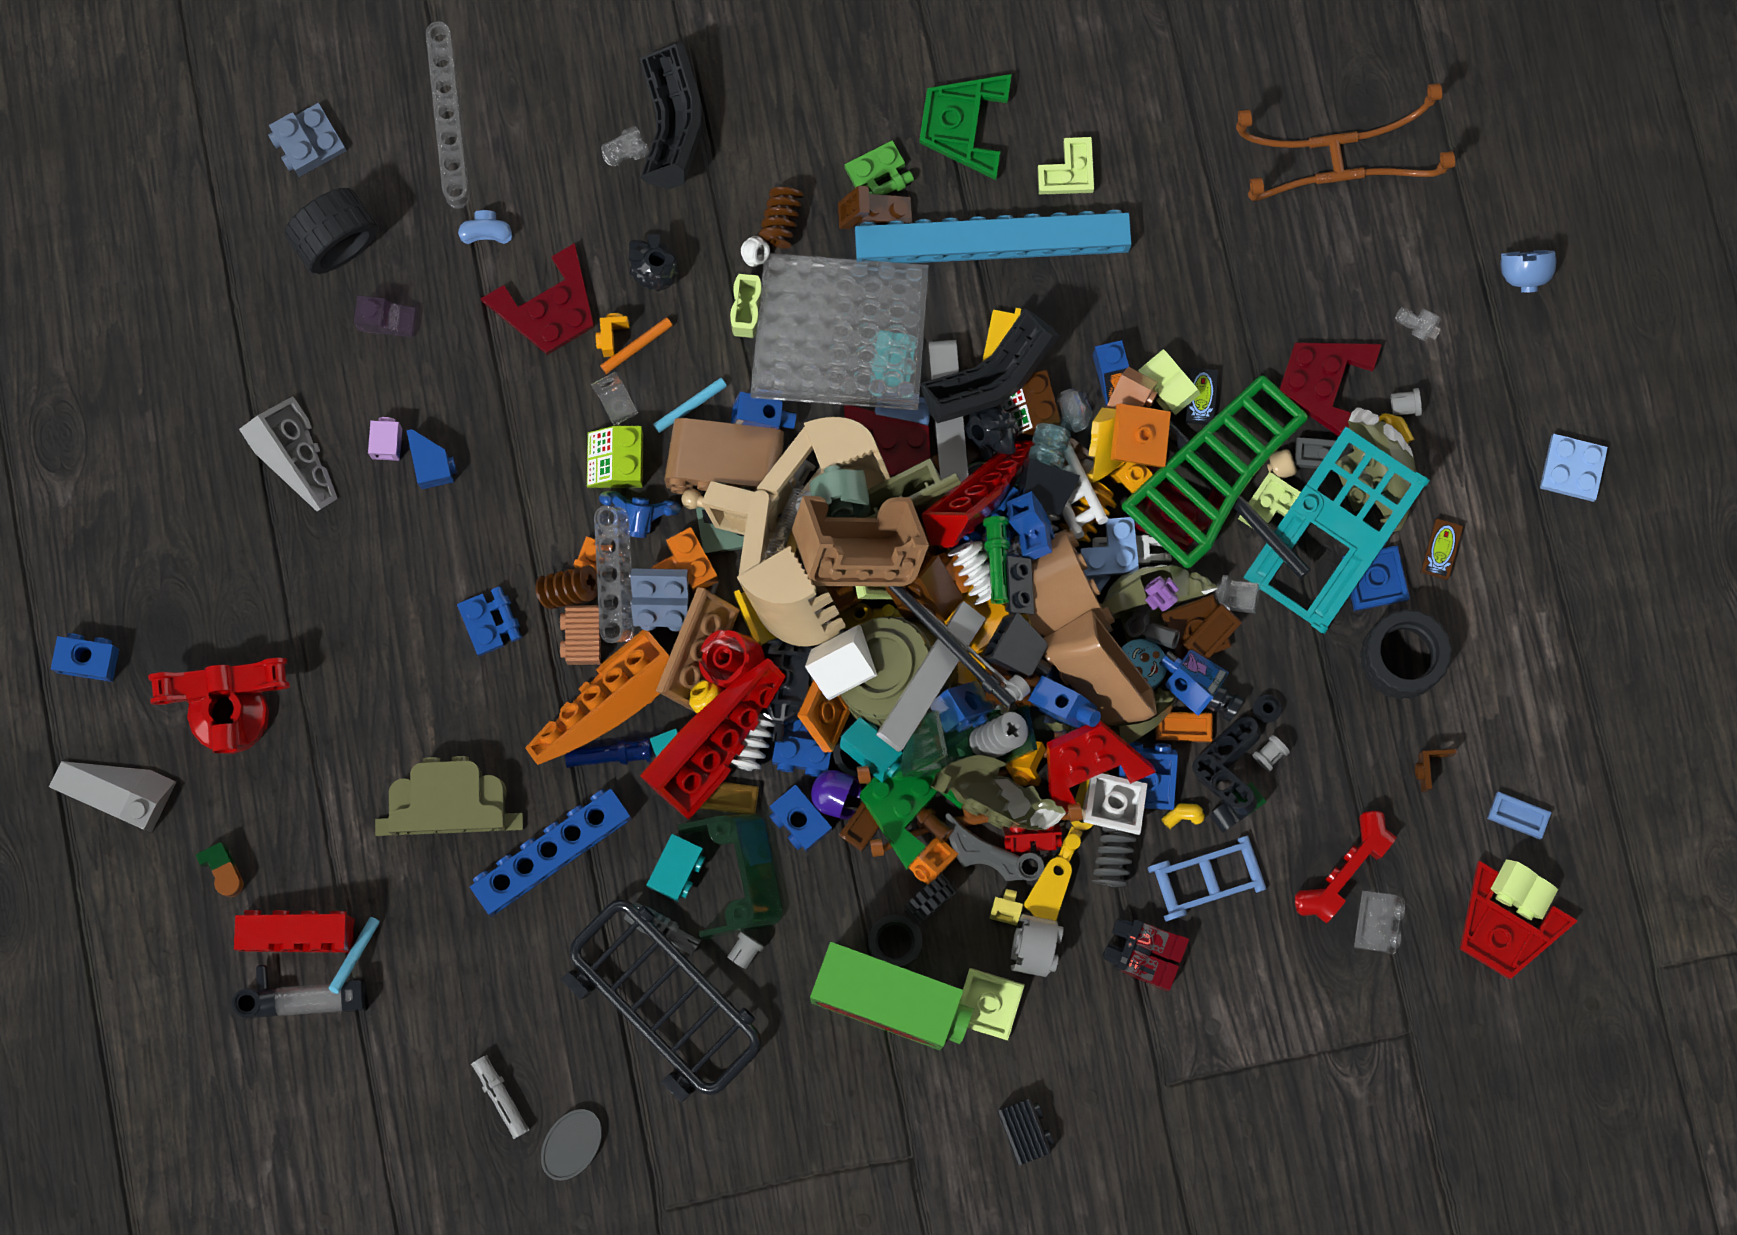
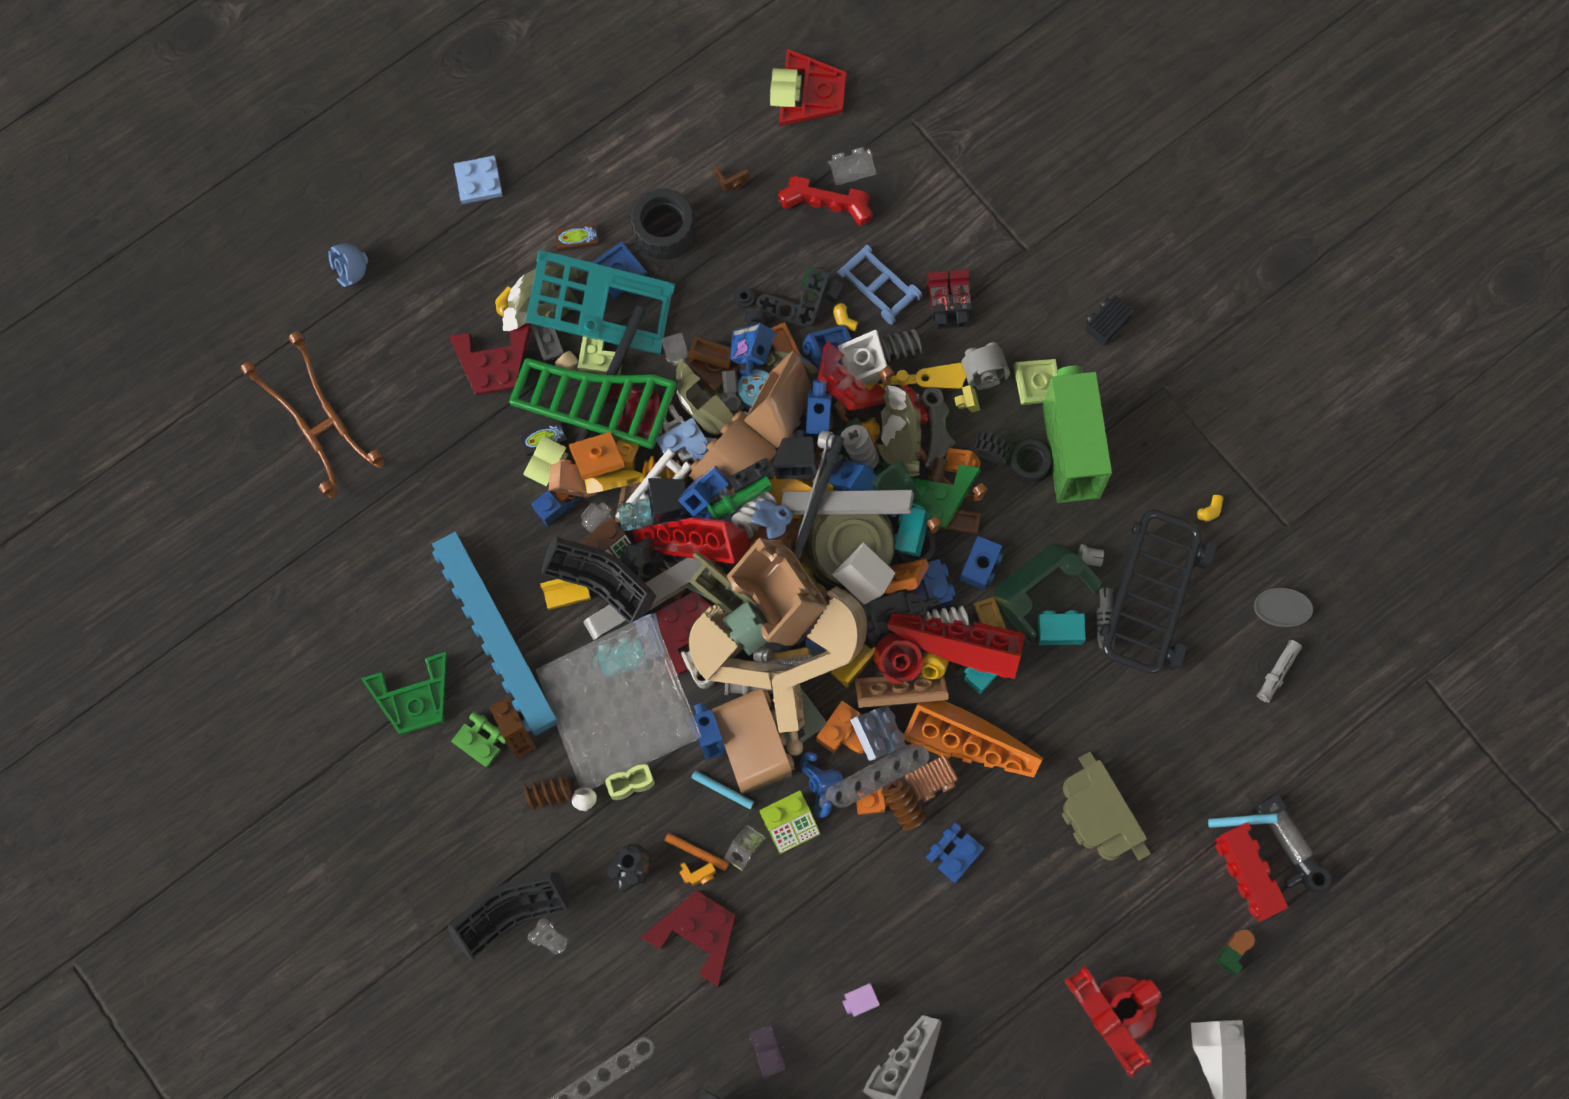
camera: 110 degrees left, 5 degrees down
(430, 462) = (860, 957): blue slope -> none
(485, 228) = (660, 1012): medium blue piece -> none
(567, 851) = (1149, 742): blue brick -> none
(622, 752) = (999, 708): clear blue pin -> none
(726, 1126) = (1212, 511): none -> yellow arm
(831, 792) = (952, 546): dark purple helmet -> none
(955, 580) = (769, 516): none -> medium blue plate
(1074, 175) = (417, 598): yellowish green plate -> none
(1161, 593) = (704, 389): medium lavender gear -> none
(1271, 753) = (773, 281): light grey bush -> none
(1406, 403) = (483, 301): light grey bush -> none
(1423, 325) = (422, 316): clear plate -> none
(1519, 815) = (734, 114): medium blue tile -> none

